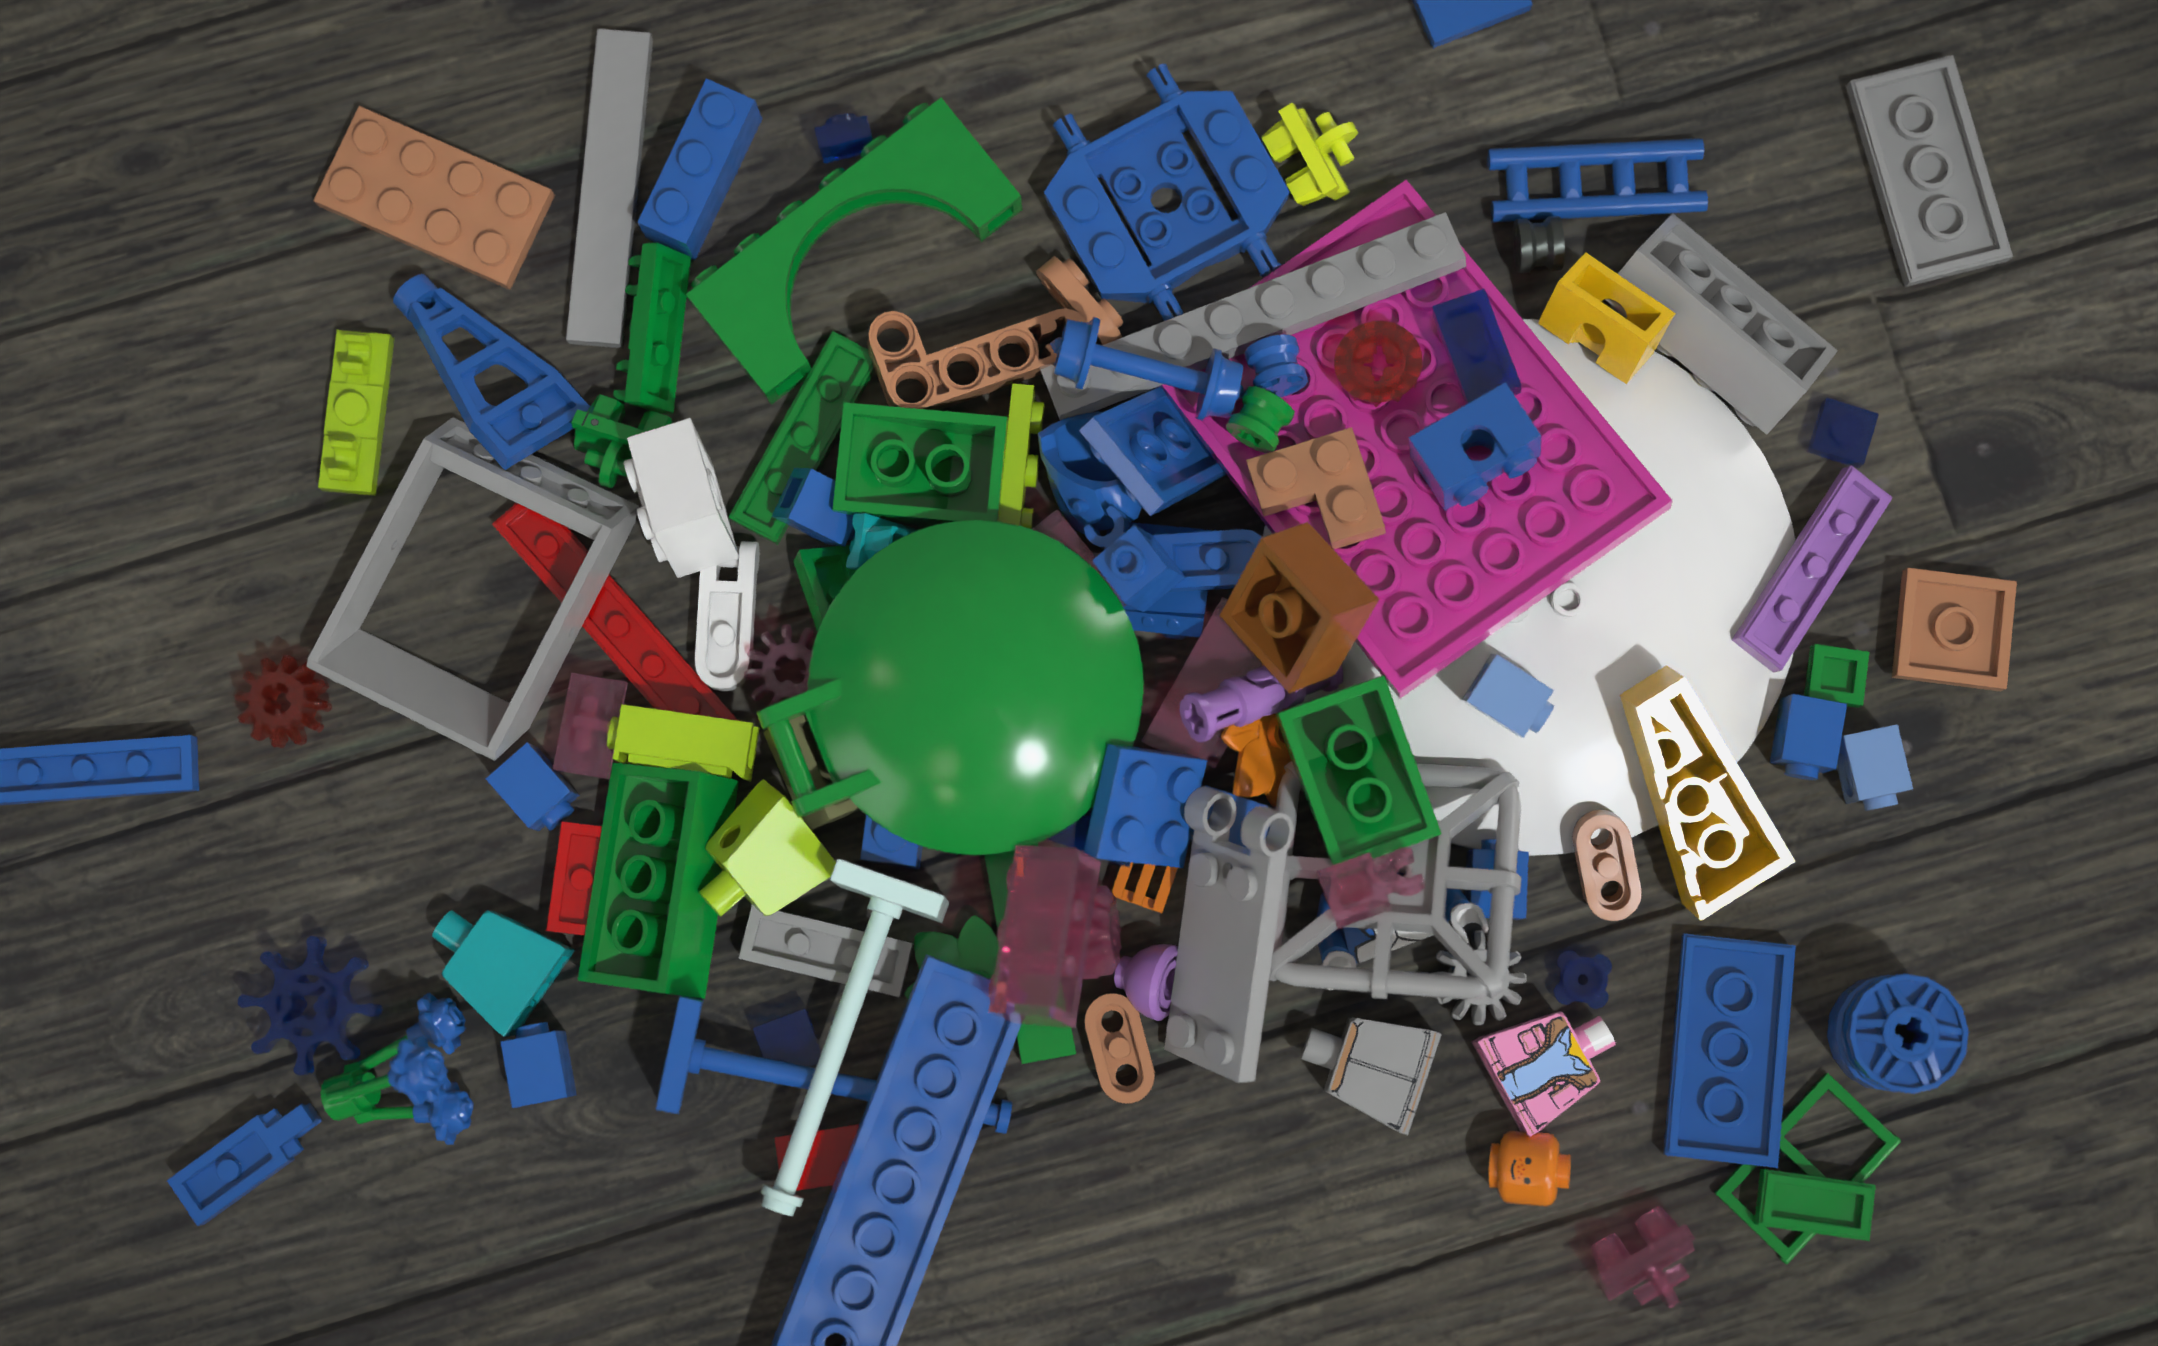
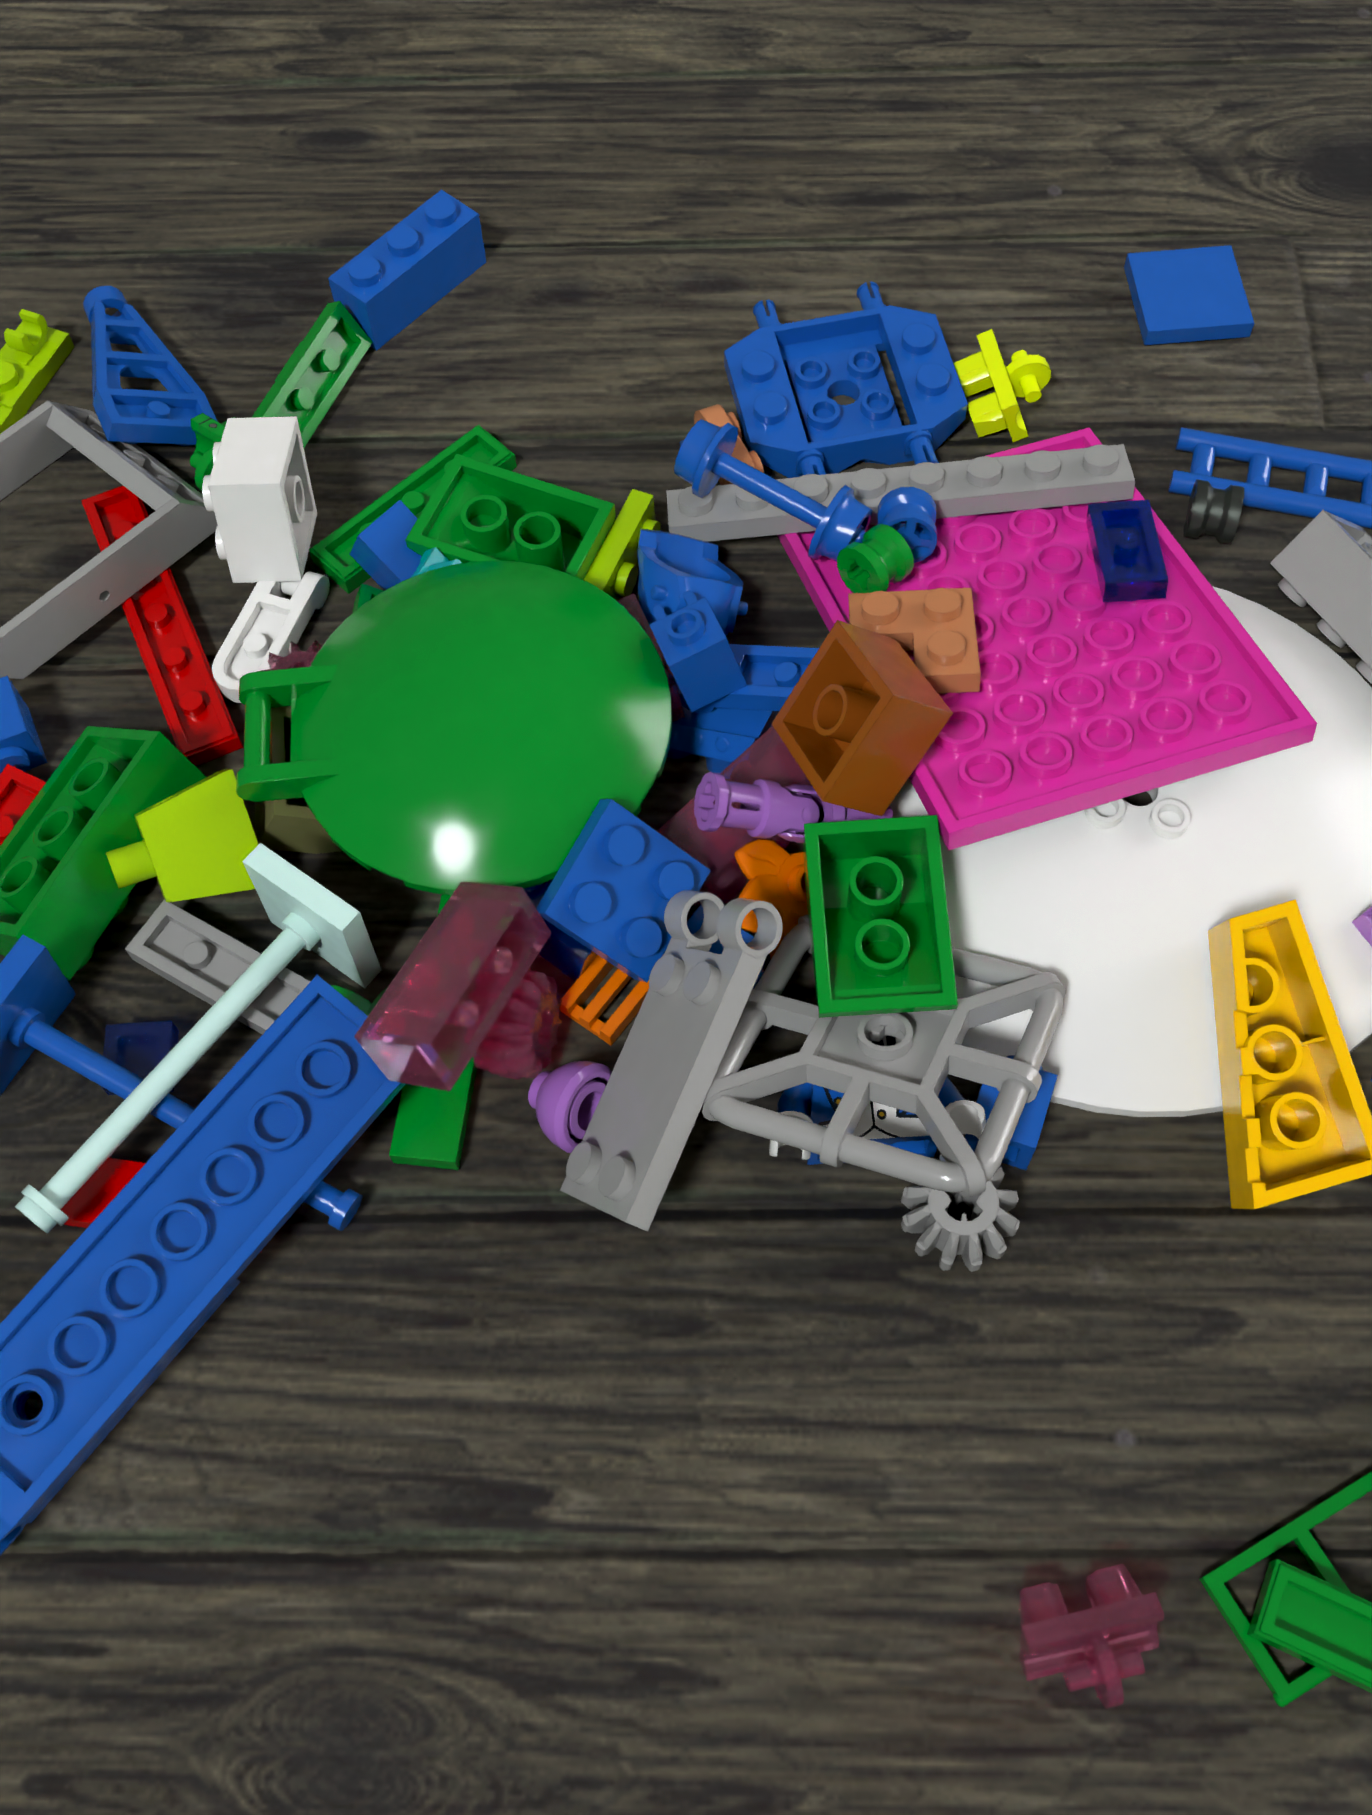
camera: 15 degrees right, 20 degrees down
(434, 197) = (165, 249): nougat plate -> none
(586, 724) = (80, 685): clear pink hips -> none
(609, 188) = (350, 228): light grey tile -> none
(683, 741) = (189, 718): lime window -> none
(843, 136) = (552, 279): clear blue plate -> none
(886, 848) = (343, 875): blue brick -> none
(922, 164) = (613, 312): green arch -> none
(979, 352) = (611, 464): nougat beam -> none
(1119, 1048) = (505, 1173): nougat plate -> none
(1152, 451) = (751, 566): blue plate -> none
(1359, 348) = (997, 535): clear red gear -> none
(1360, 889) = (844, 1031): clear pink plate -> none
(1375, 1067) = (805, 1279): light grey torso -> none
(1489, 421) = (1081, 642): blue brick -> none
(1510, 696) = (1077, 889): medium blue brick -> none
(1528, 1168) = (963, 1462): orange head -> none
(1543, 1065) = (1013, 1338): torso -> none
(1578, 315) = (1300, 576): yellow brick -> none
(1596, 971) = (1105, 1245): clear blue plate -> none
(1607, 862) = (1149, 1126): plate -> none
(1729, 1050) = (1257, 1400): blue tile -> none

